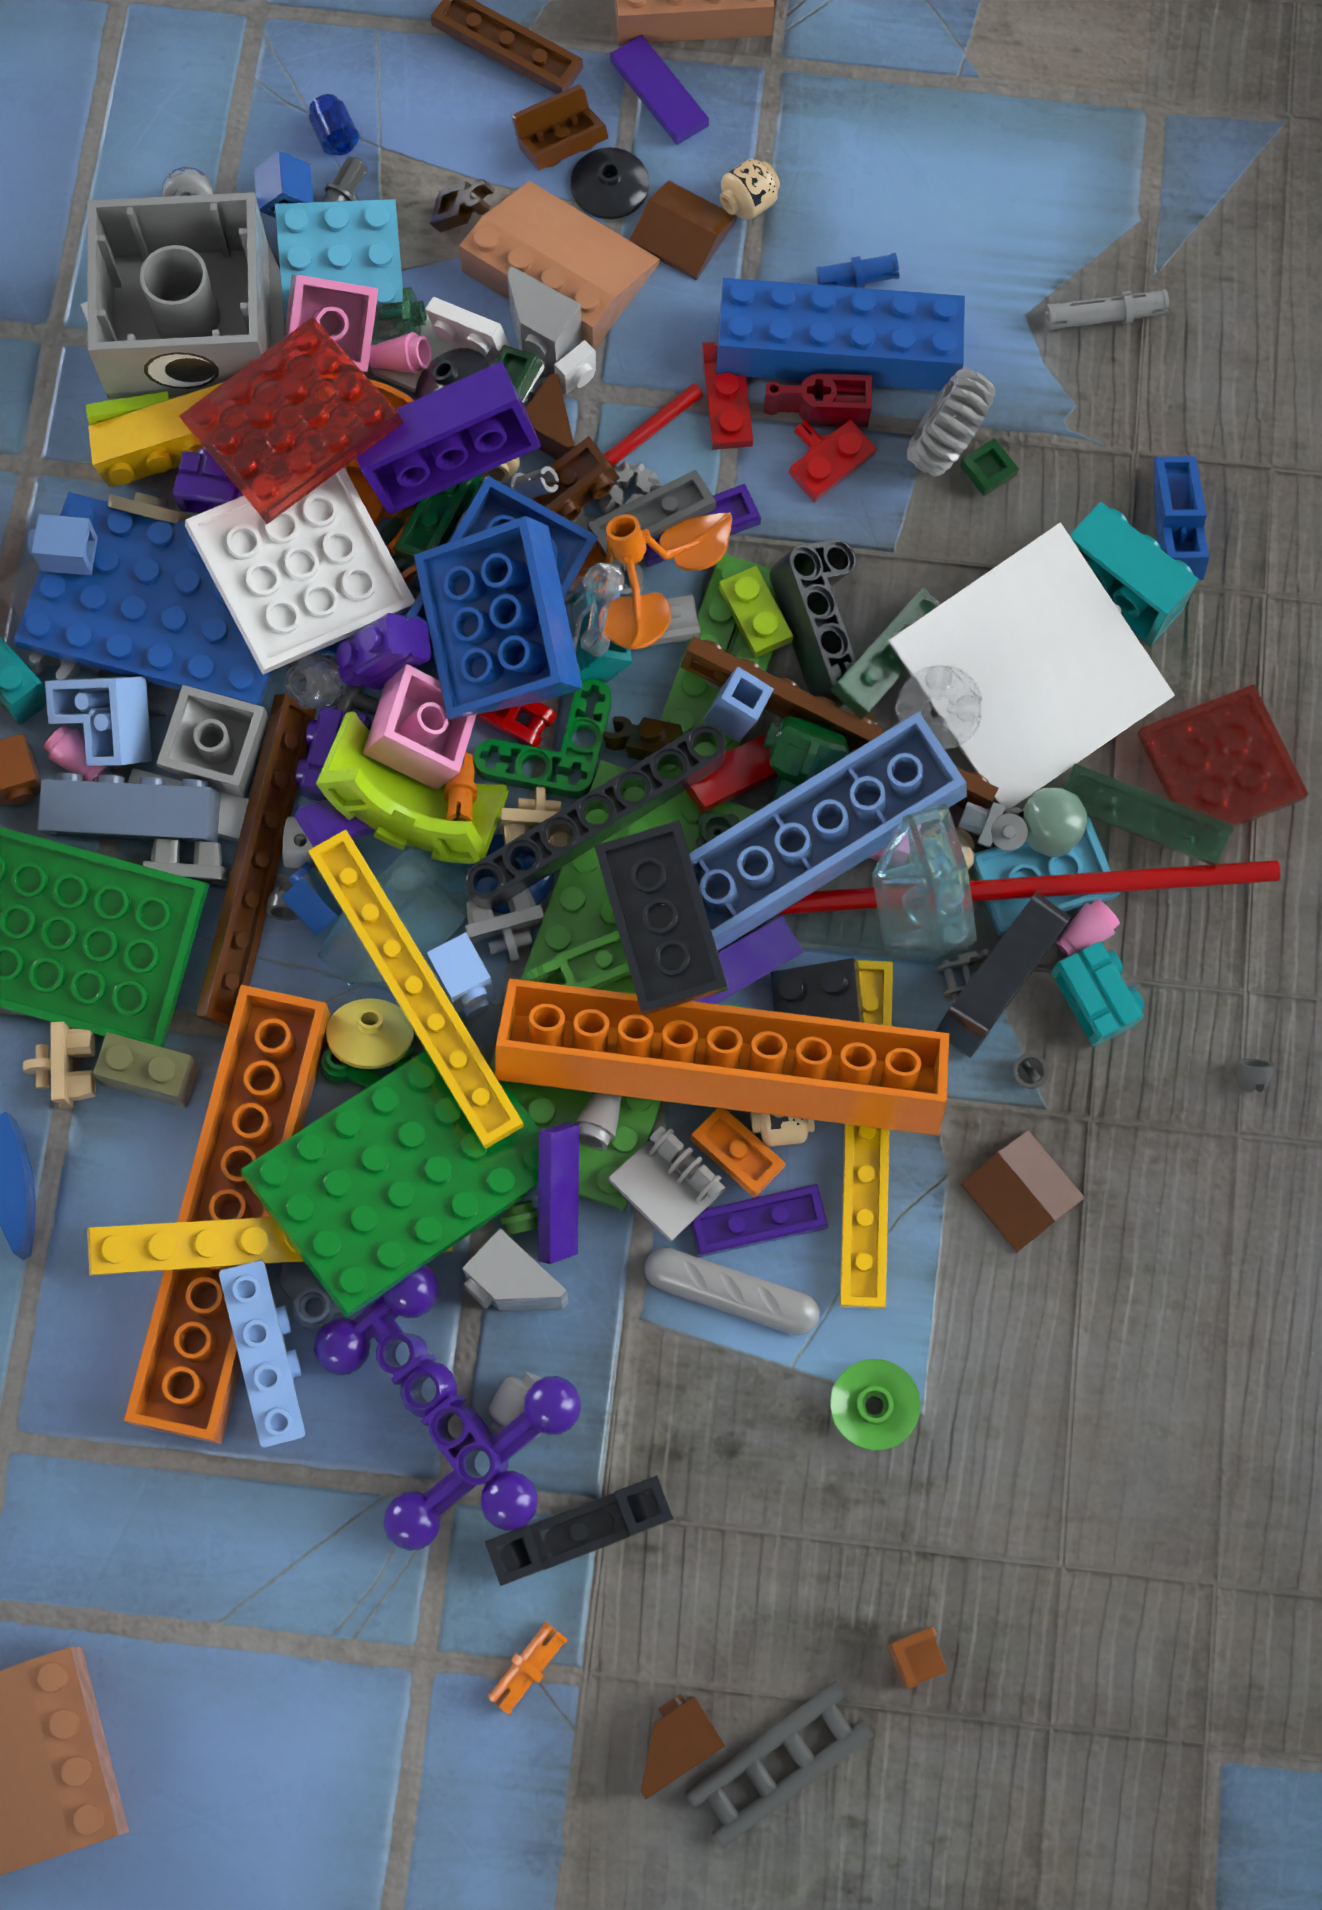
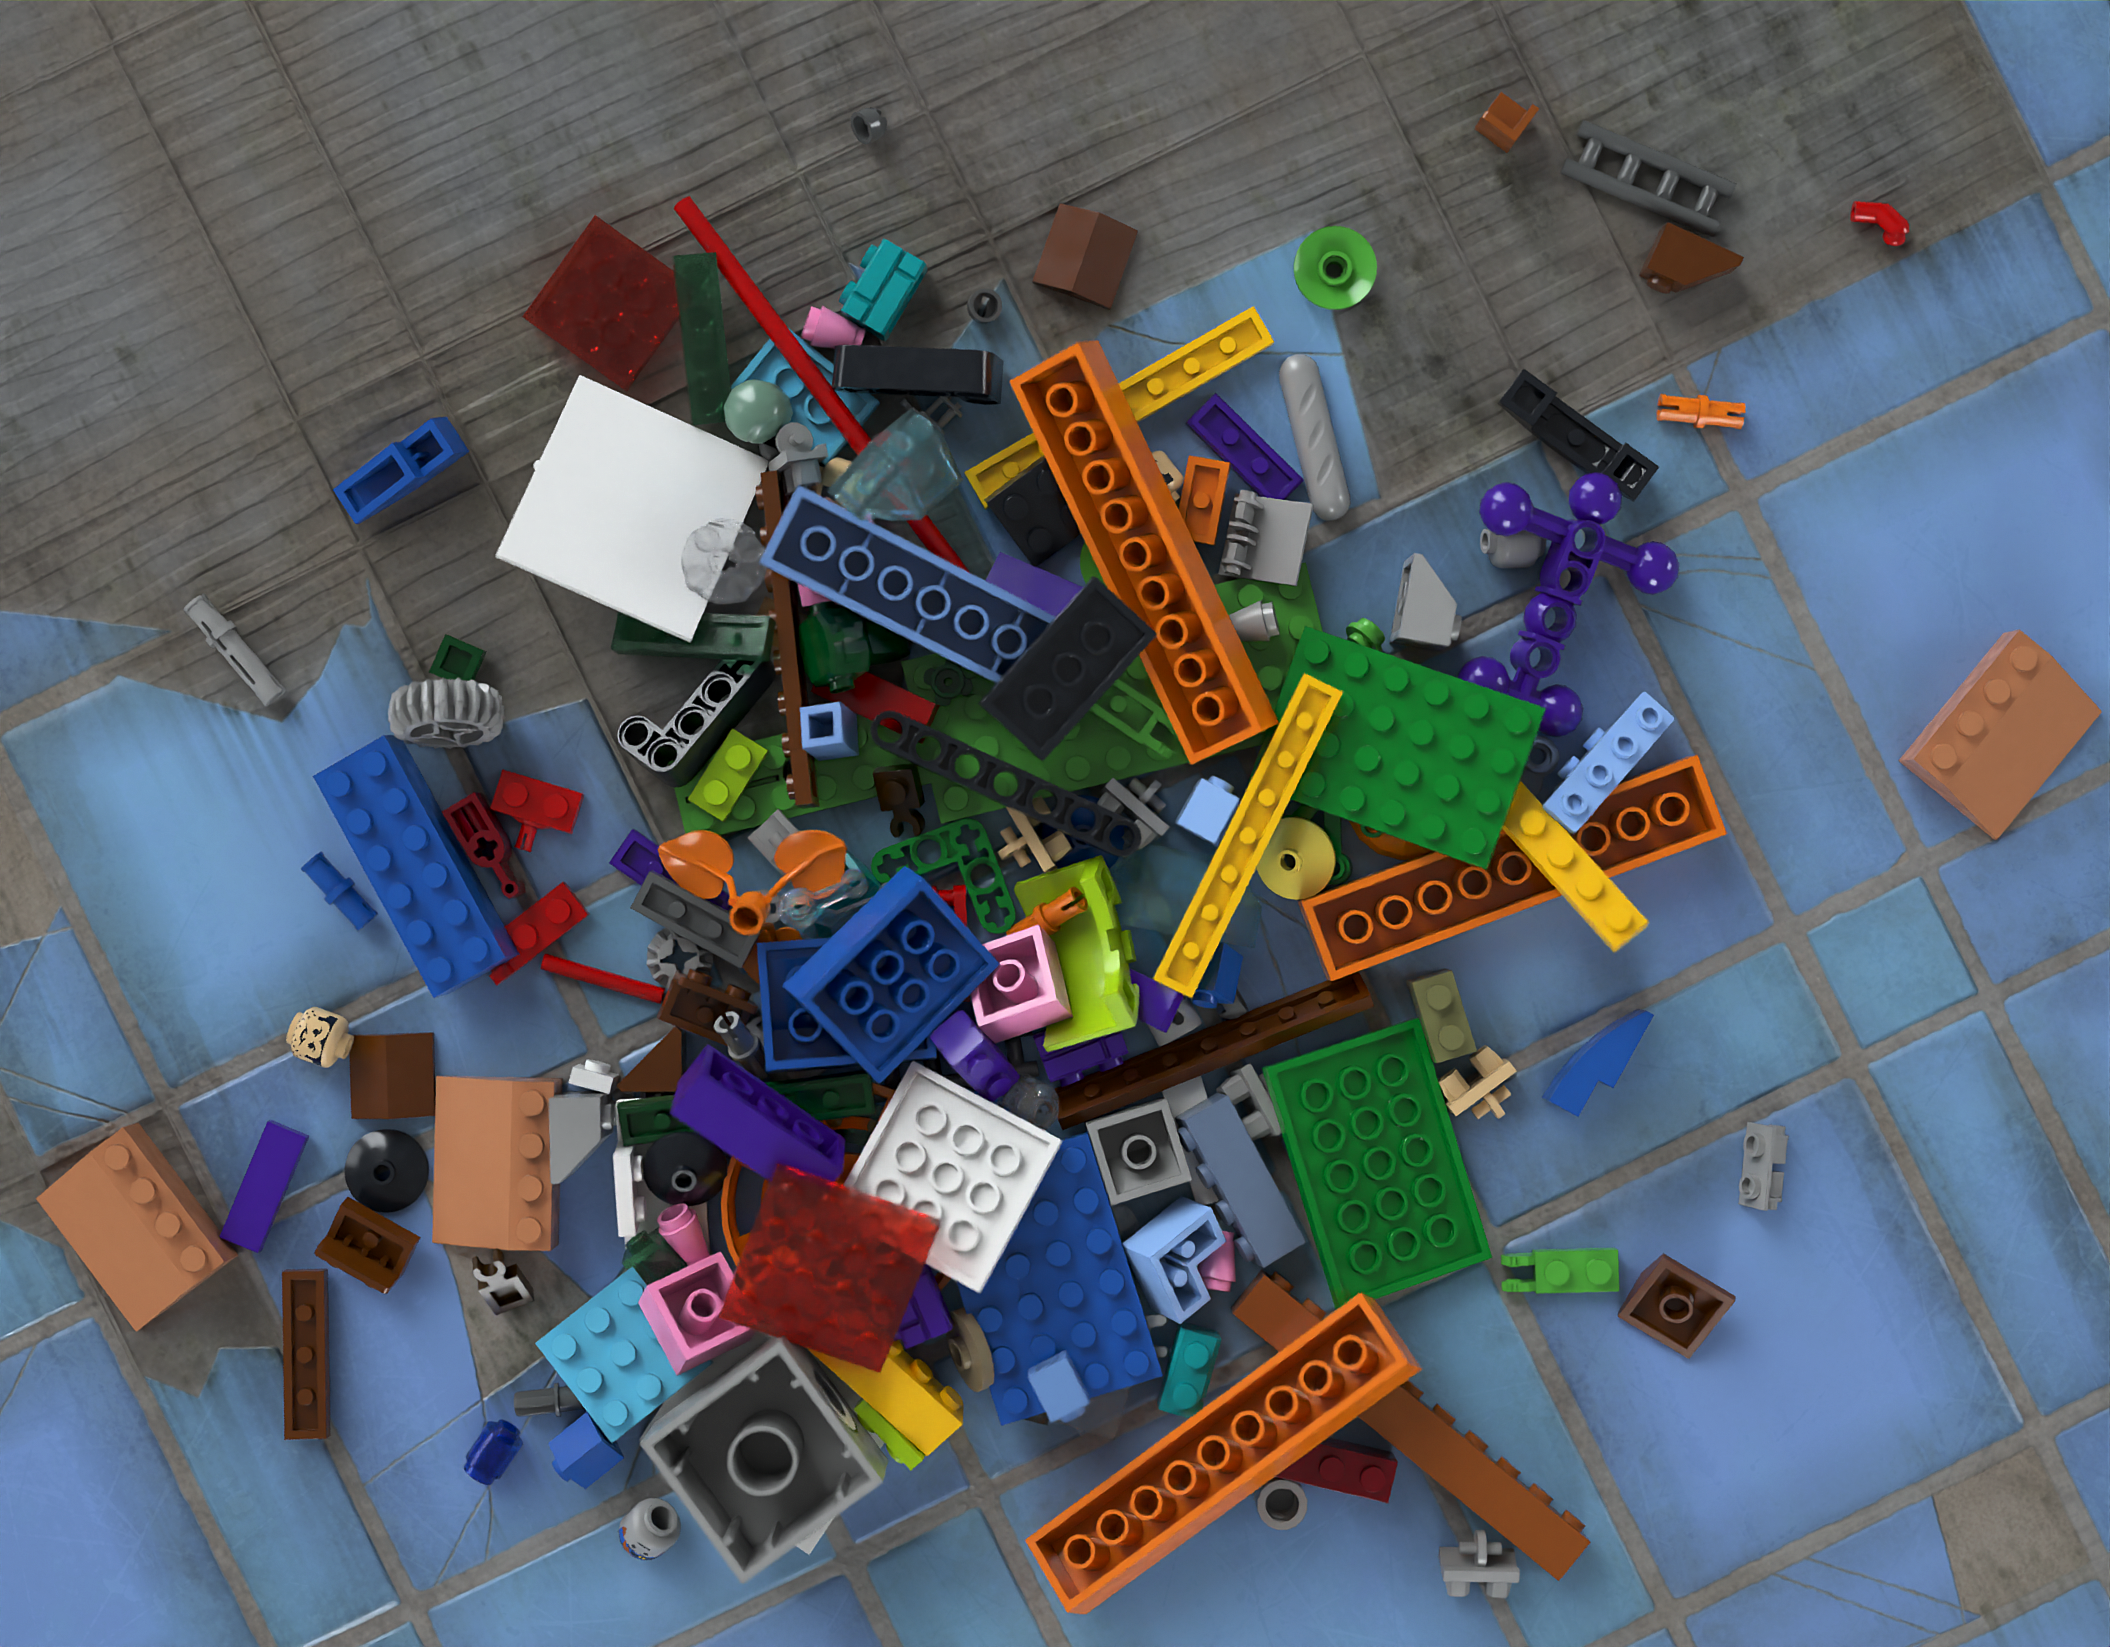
camera: 125 degrees left, 15 degrees up
(558, 1192) = (1332, 617): dark purple tile -> none
(1134, 572) = (490, 475): teal brick -> none

